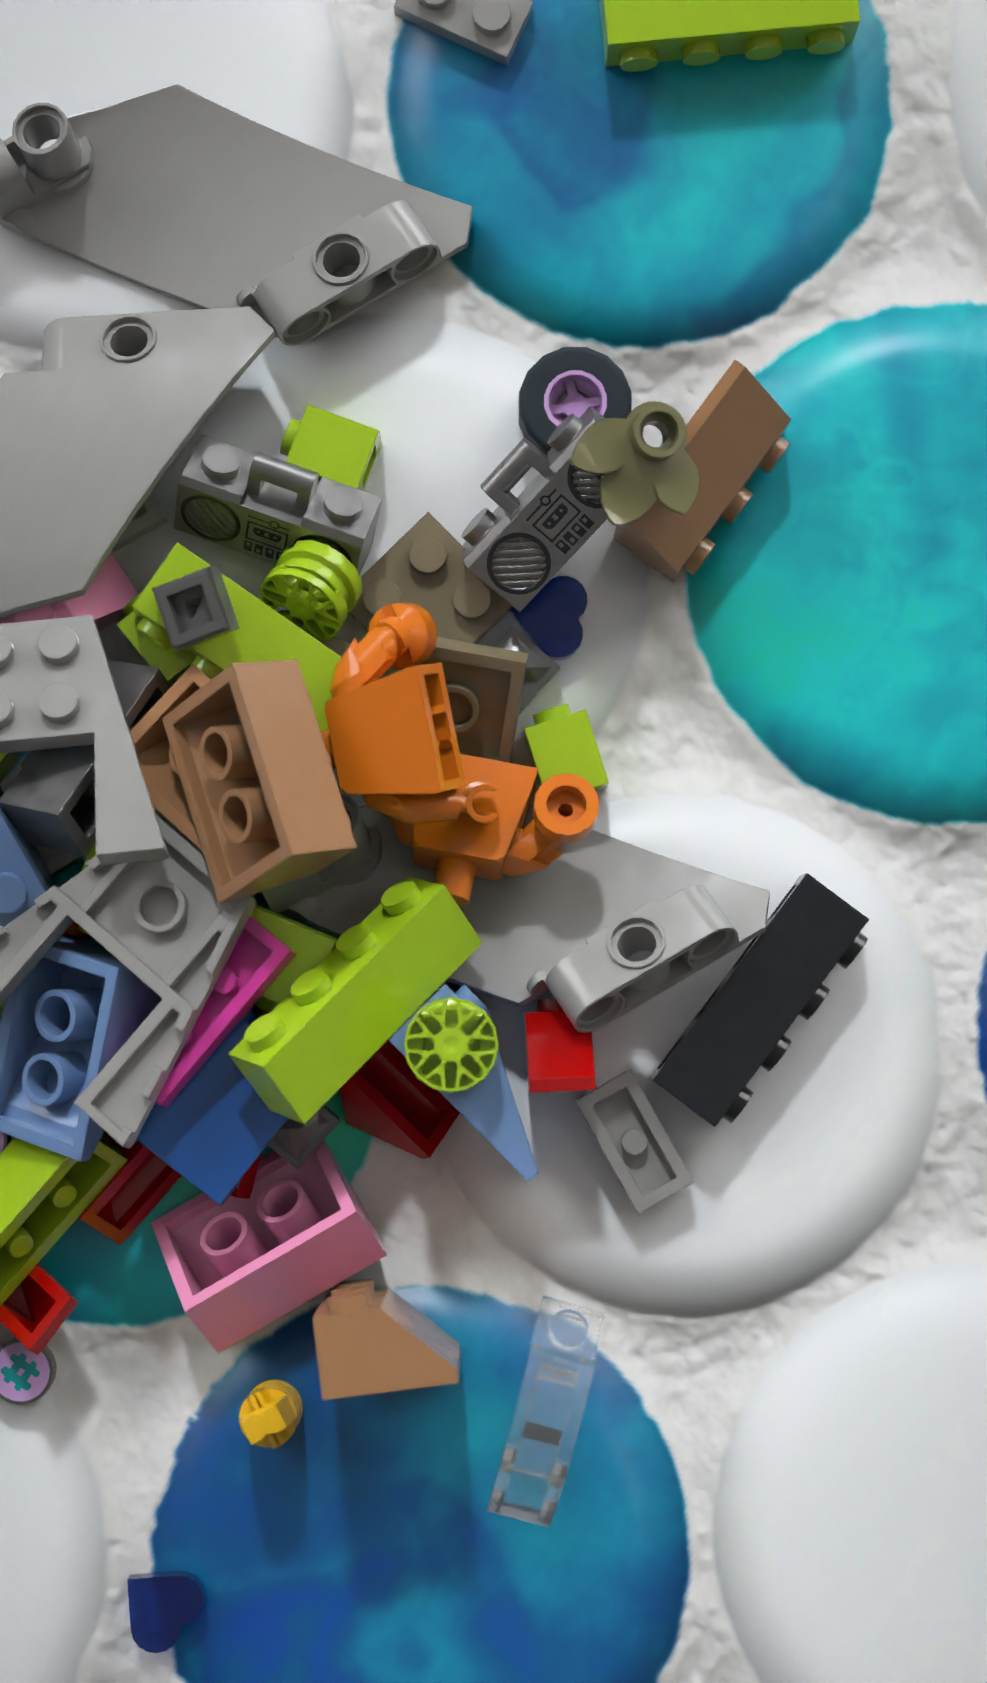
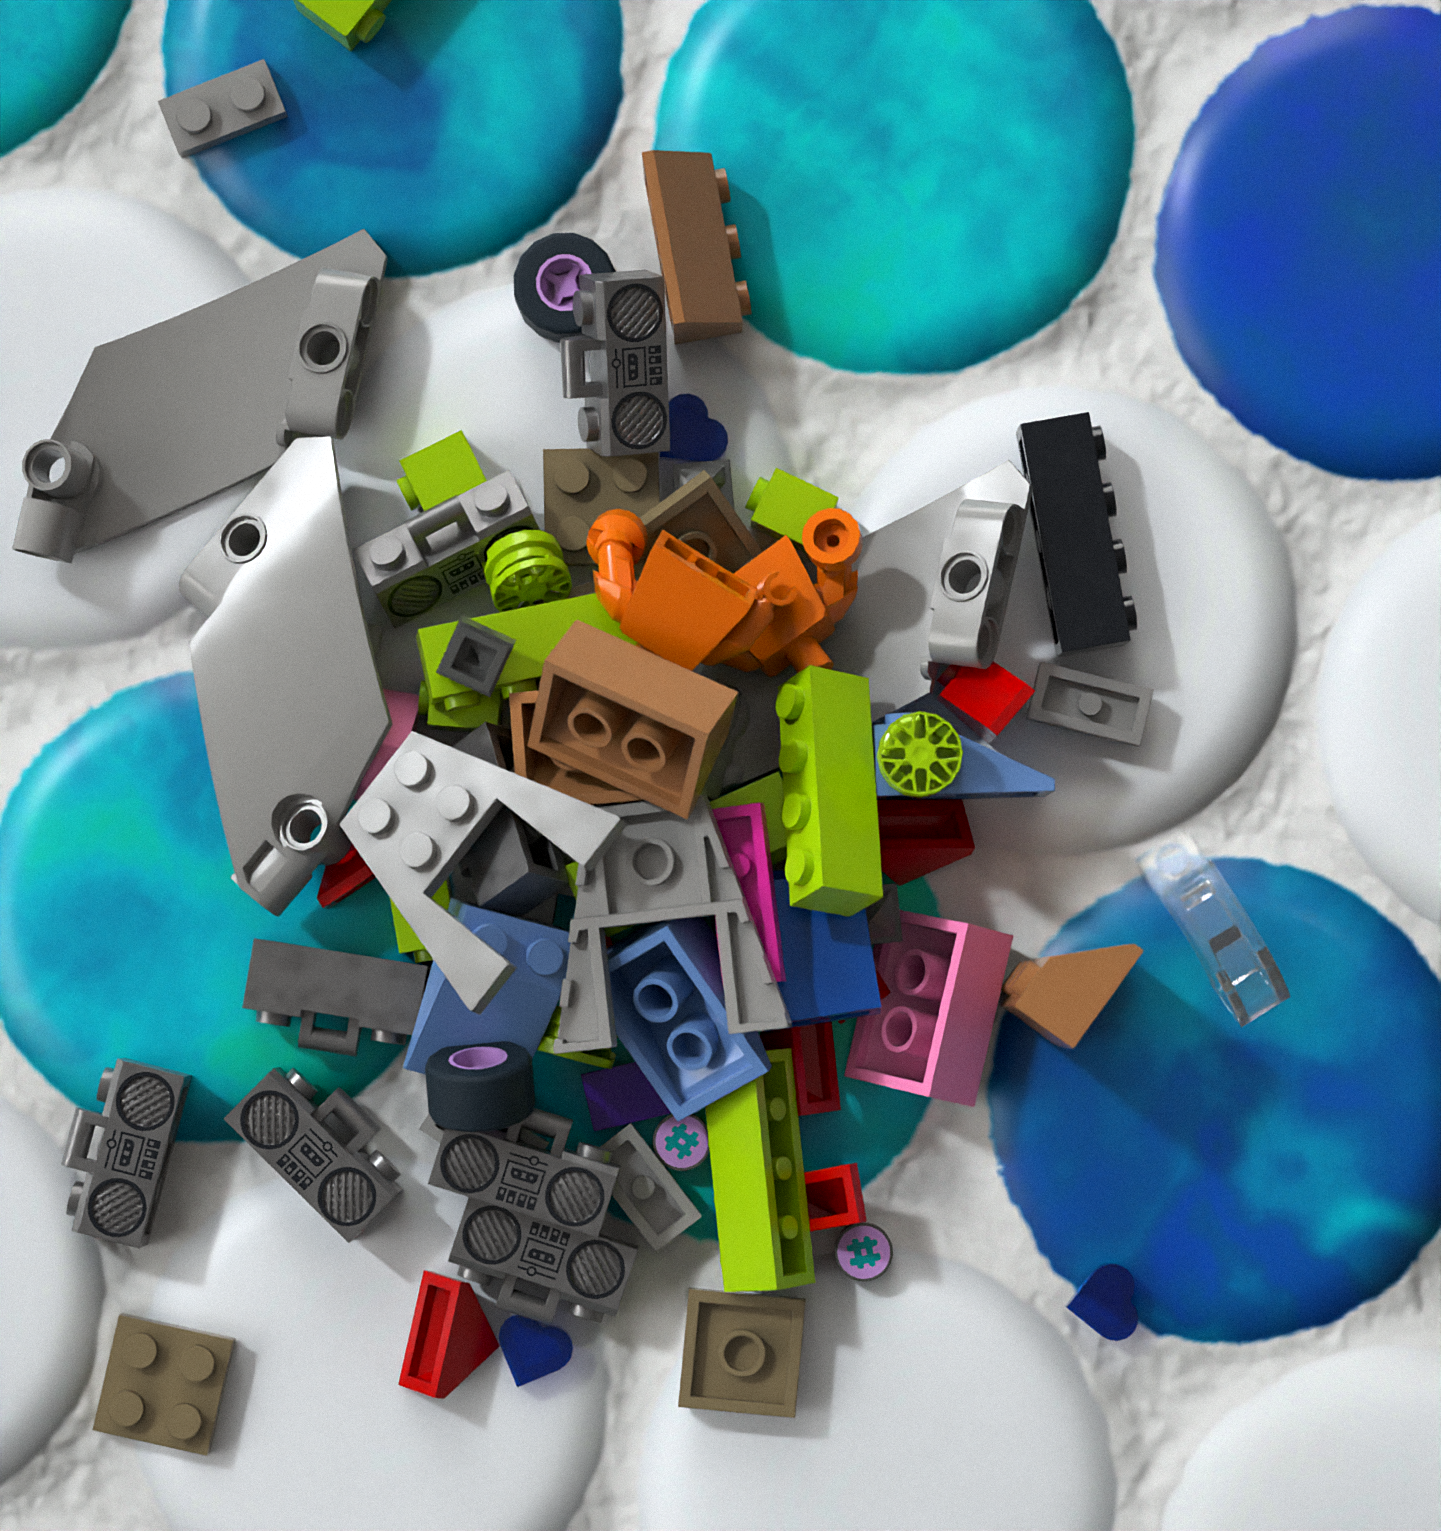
camera: 50 degrees left, 0 degrees up
(271, 1413) = (1046, 1110): yellow hinge -> none
(632, 470) = (654, 286): olive plate -> none

